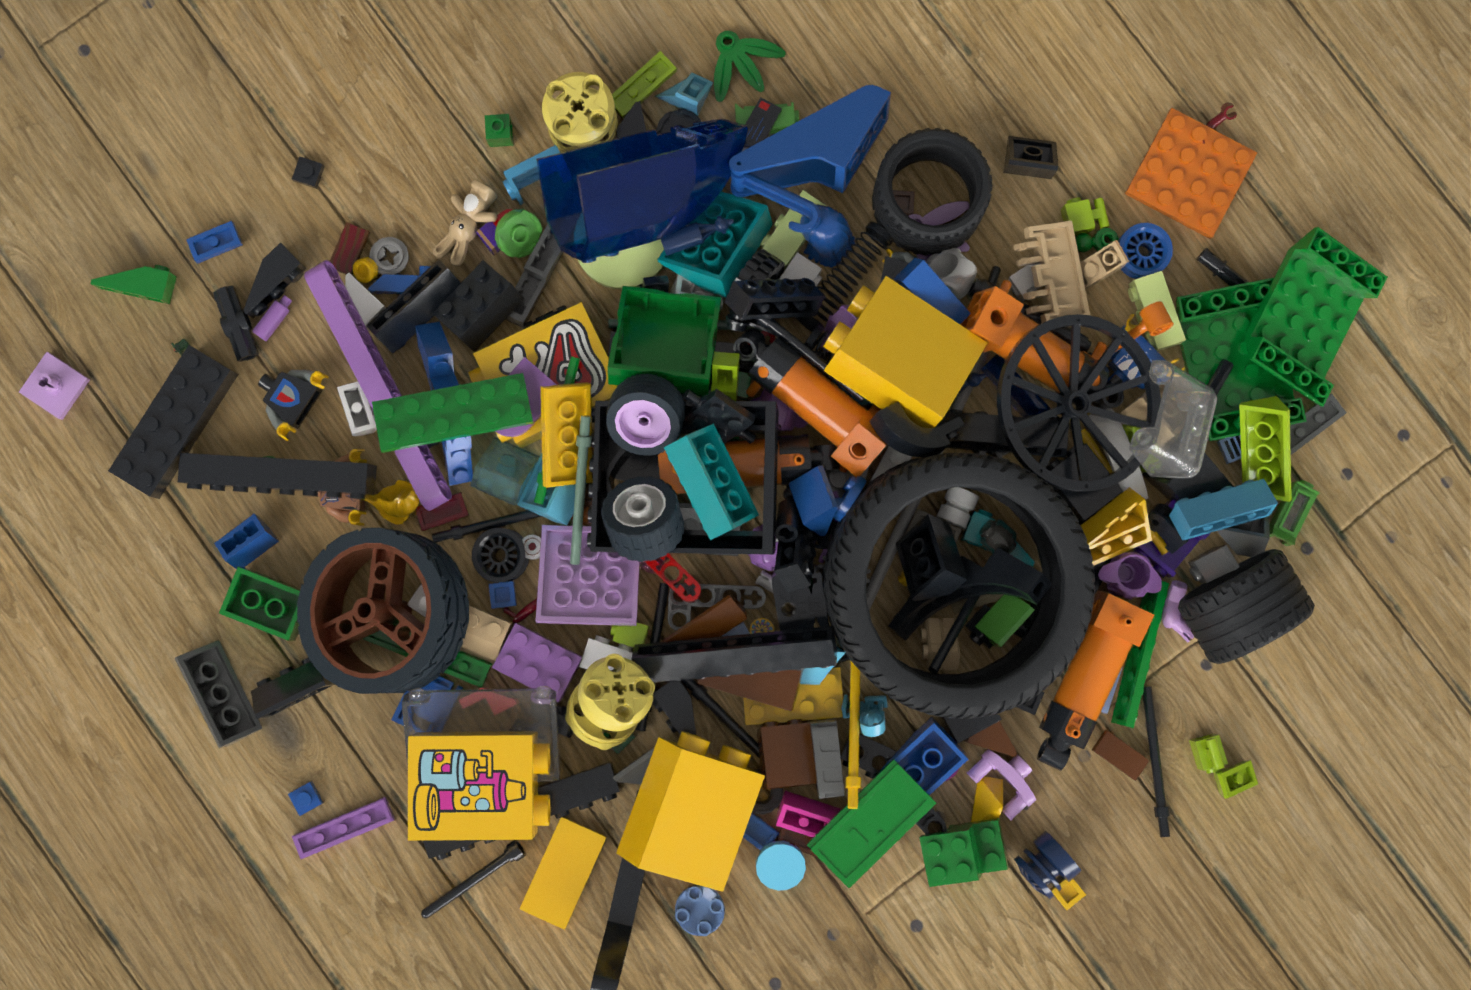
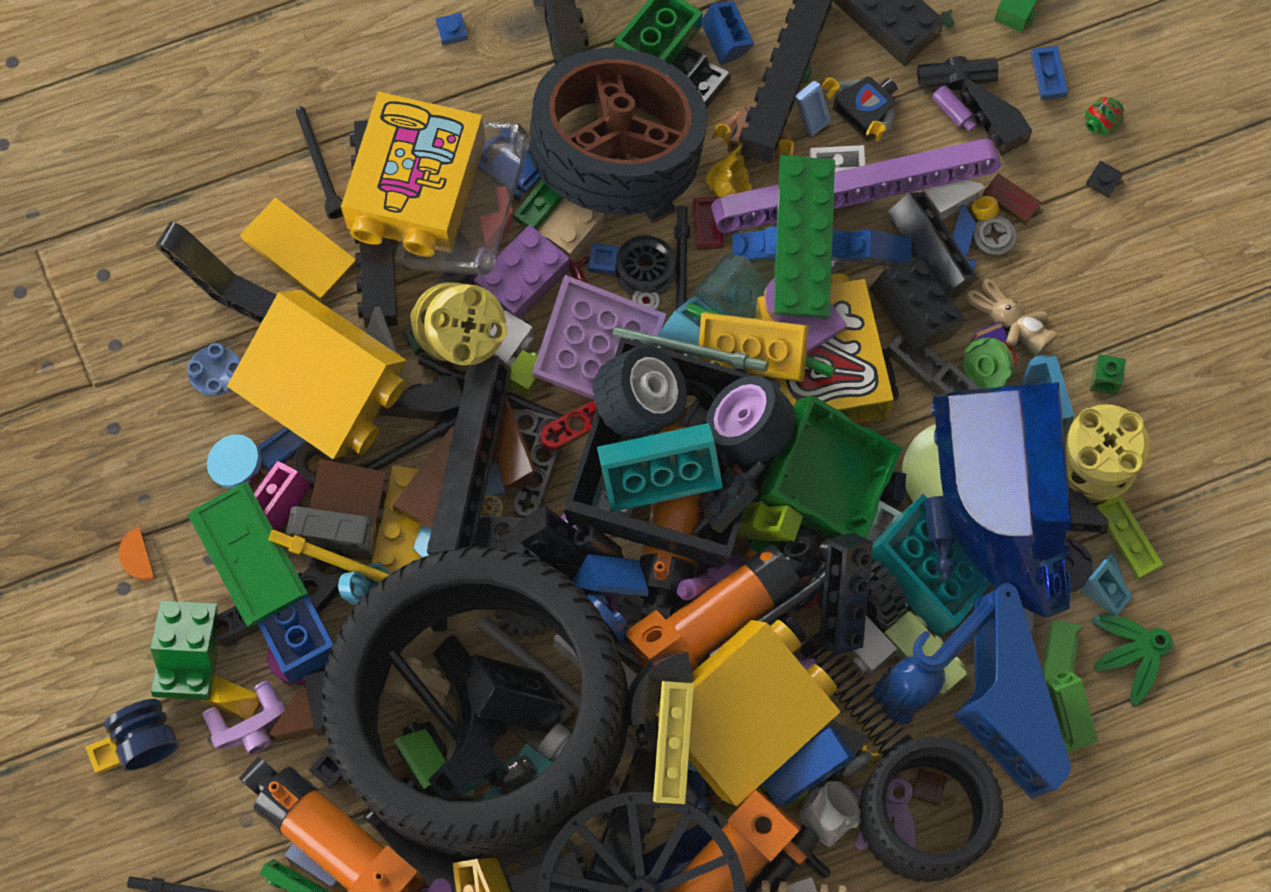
camera: 105 degrees right, 15 degrees down
(246, 184) = (1104, 116): none -> green head
(296, 557) = (705, 75): none -> black slope
(308, 443) = (813, 108): none -> light blue tile
(343, 828) = (411, 54): medium lavender tile -> none
(761, 121) = (1054, 643): black tile -> none
(799, 427) = (694, 587): none -> medium lavender cylinder
(812, 97) = (1072, 710): none -> bright green window
(887, 925) = (134, 556): none -> orange tile
(962, 402) = (673, 742): none -> light yellow plate
(1120, 755) = (233, 856): reddish brown slope -> none

